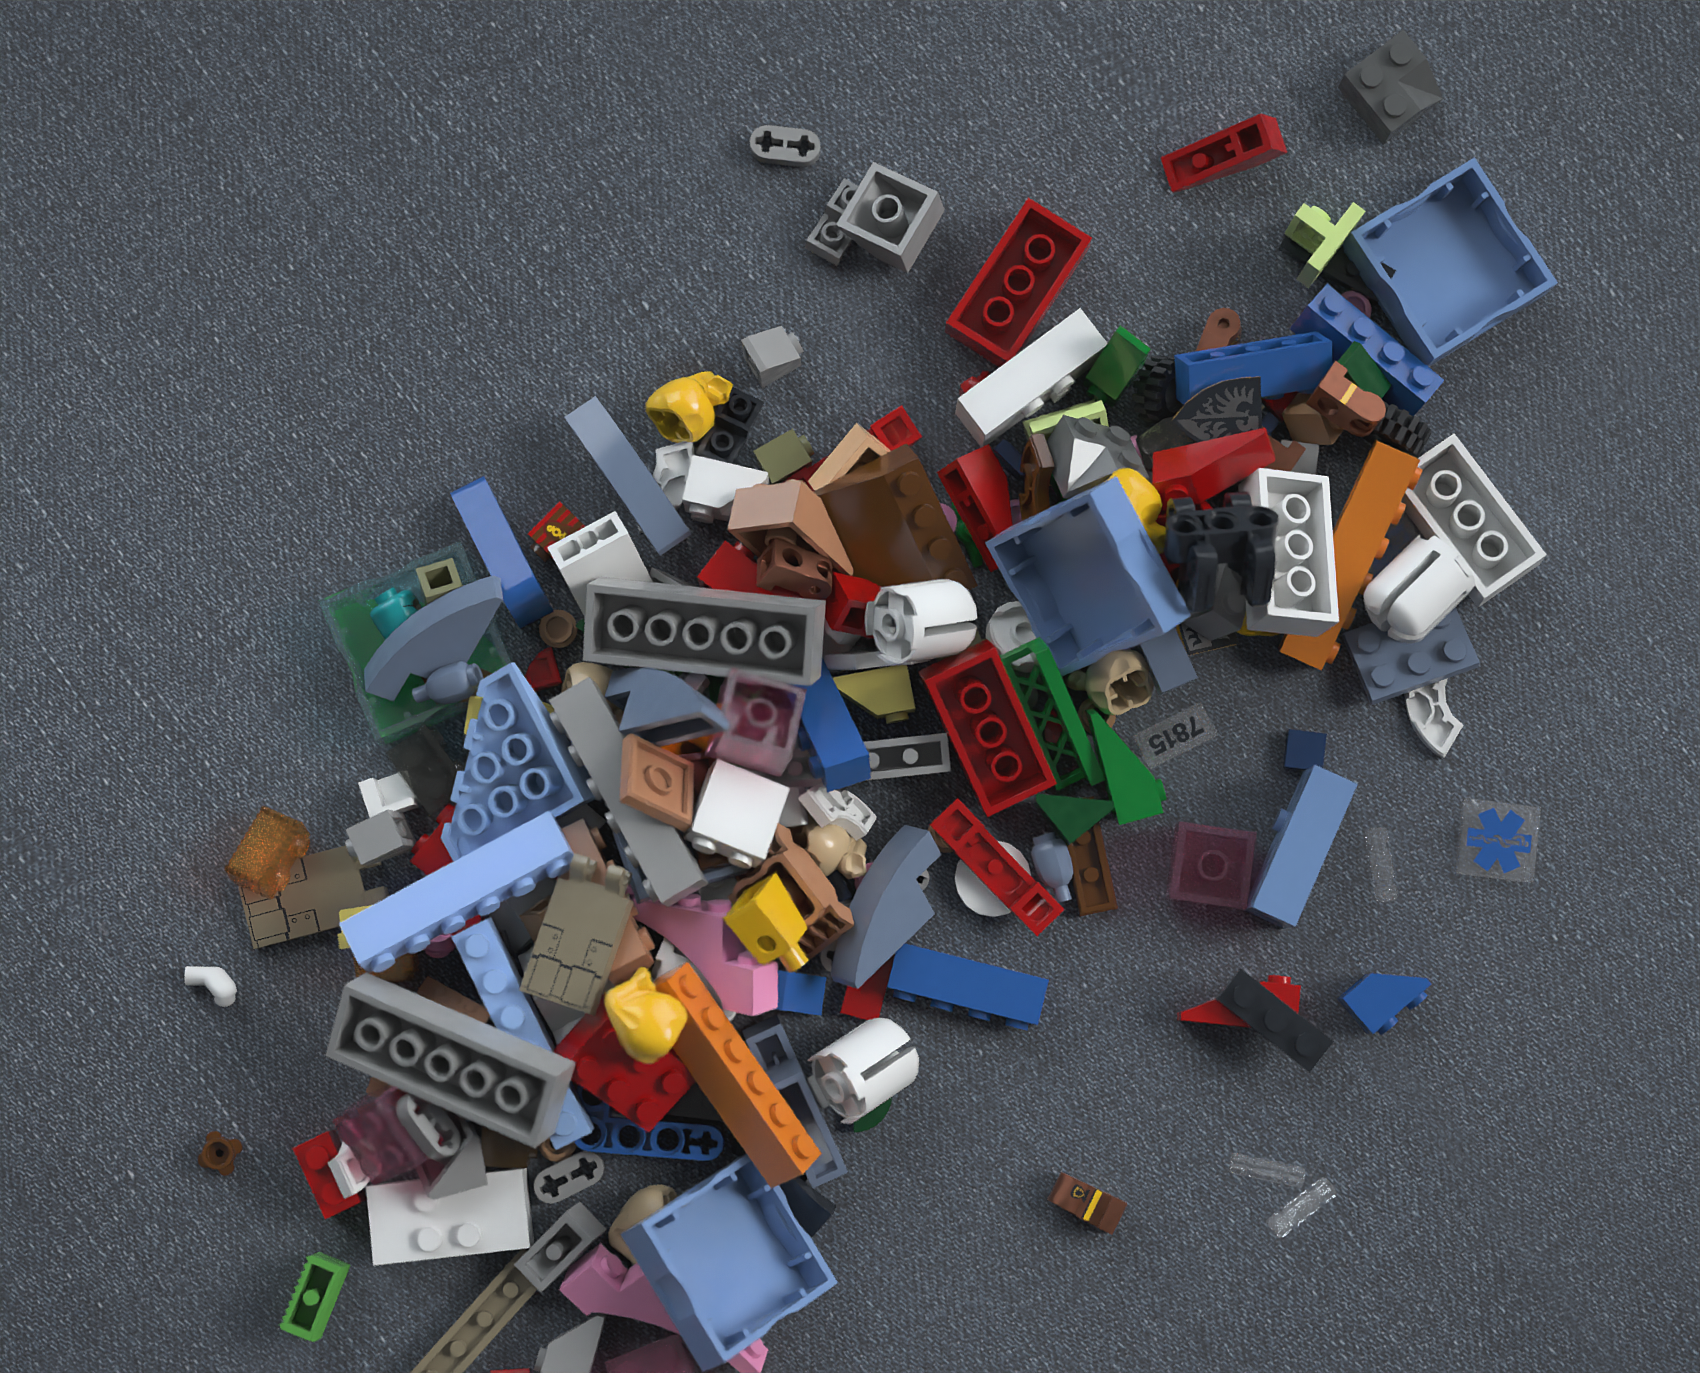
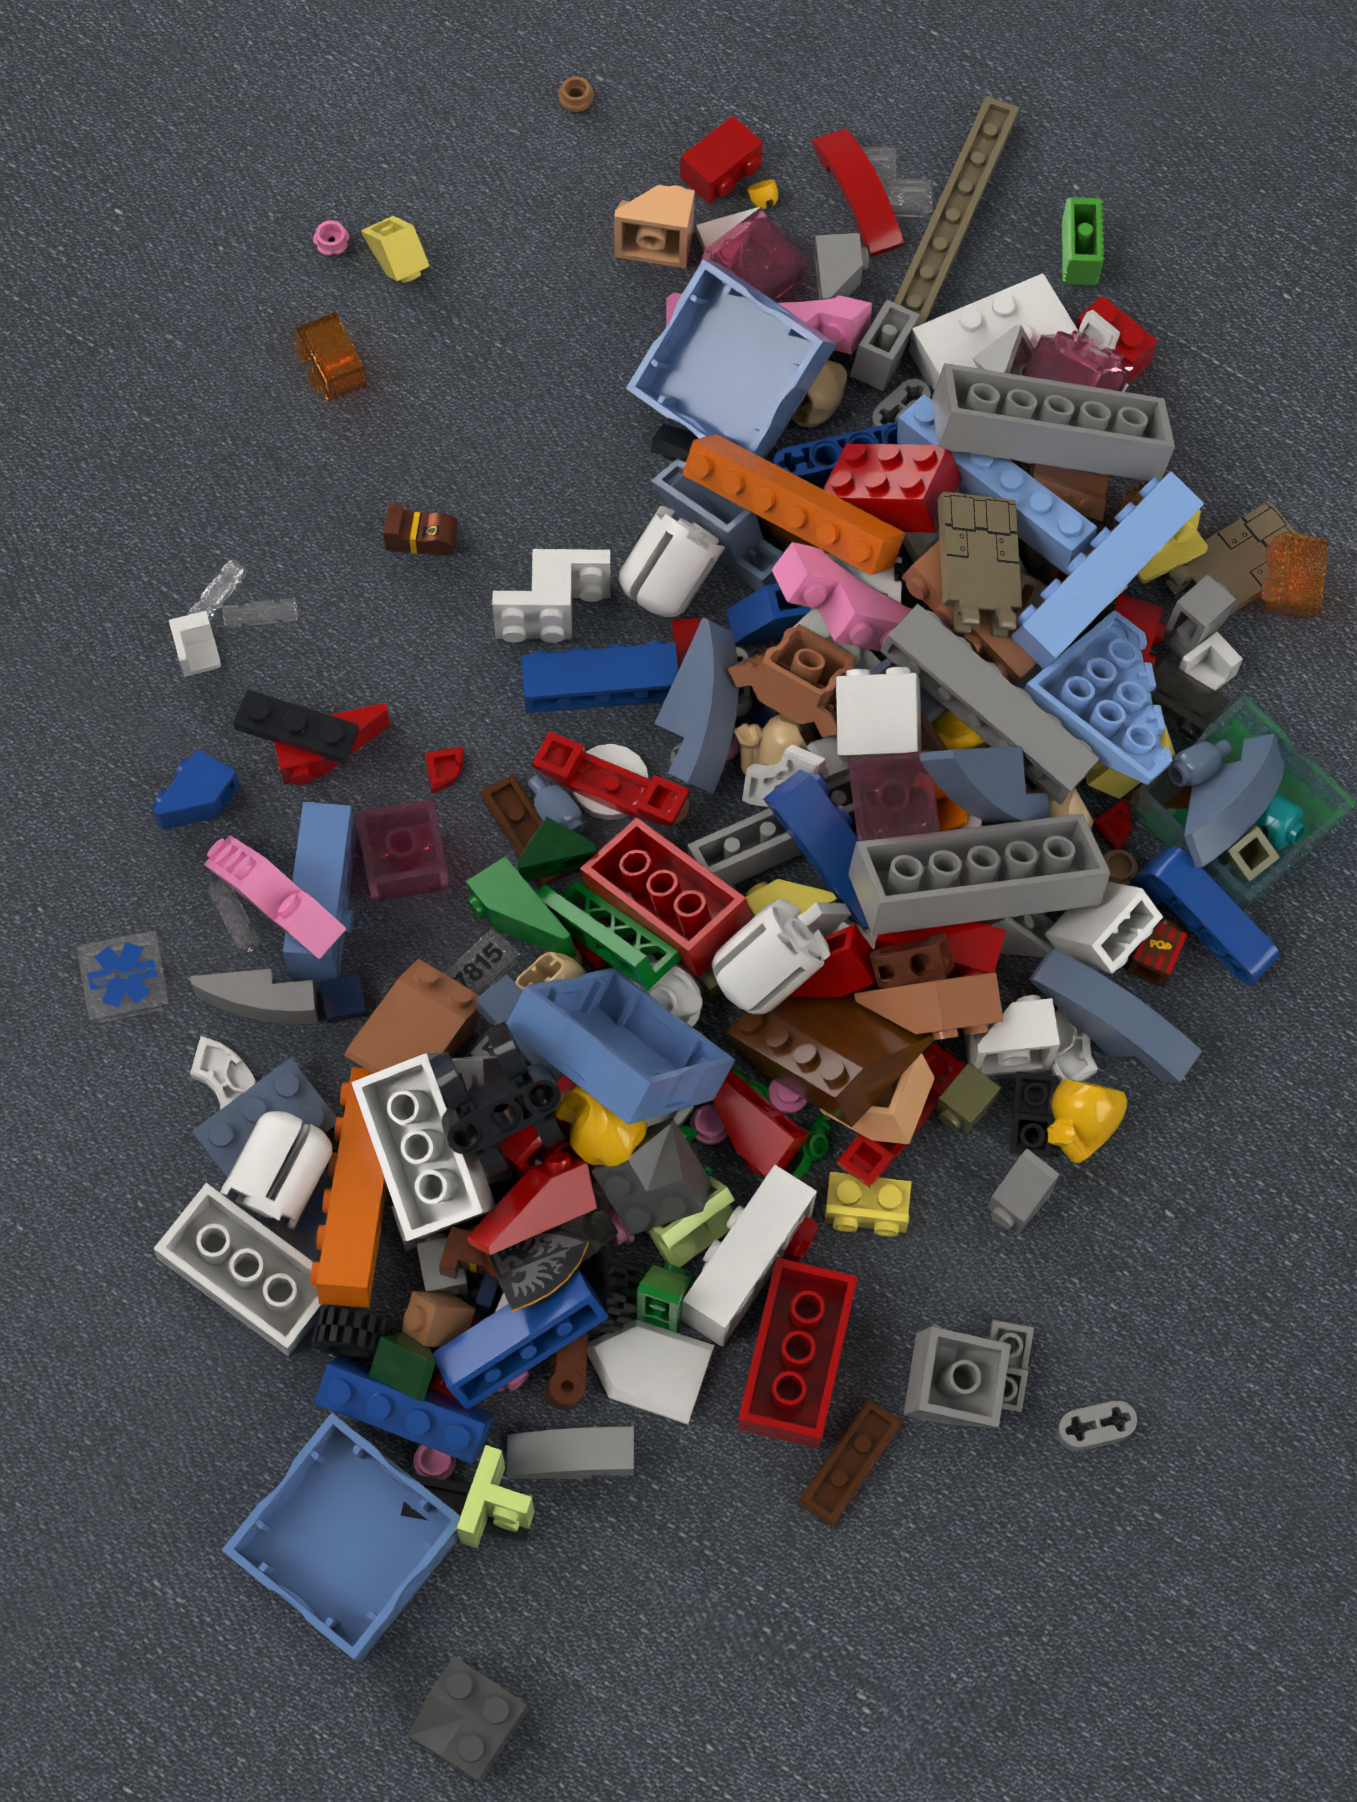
camera: 160 degrees right, 15 degrees down
(209, 1156) = (1222, 324): reddish brown plate -> none
(215, 980) = (1290, 465): white arm -> none
(427, 1126) = (1048, 366): light grey beam -> none
(643, 1018) = (891, 499): yellow piece -> none
(657, 782) = (966, 709): nougat tile -> none
(769, 923) = (810, 628): yellow torso -> none
(896, 387) = (878, 1208): none -> light yellow bracket
(934, 463) = (814, 1146): none -> green piece
(987, 1076) = (556, 580): none -> white bracket
(1003, 189) = (850, 1463): none -> reddish brown tile
(1009, 458) = (737, 1176): dark blue tile -> none
(1038, 467) = (702, 1140): reddish brown tile -> none
(1142, 948) = (444, 767): none -> red tile
(1145, 315) = (651, 1368): none -> white tile
(1225, 153) = (626, 1580): red slope -> none
(1236, 272) = (571, 1453): none -> light grey slope
(1254, 685) = (416, 1017): none -> nougat slope
(1340, 1155) = (195, 643): none -> white panel
(1346, 403) = (414, 1323): copper leg -> none
(1356, 841) = (274, 895): none -> bright pink arch
(1381, 773) = (258, 996): none -> light grey slope

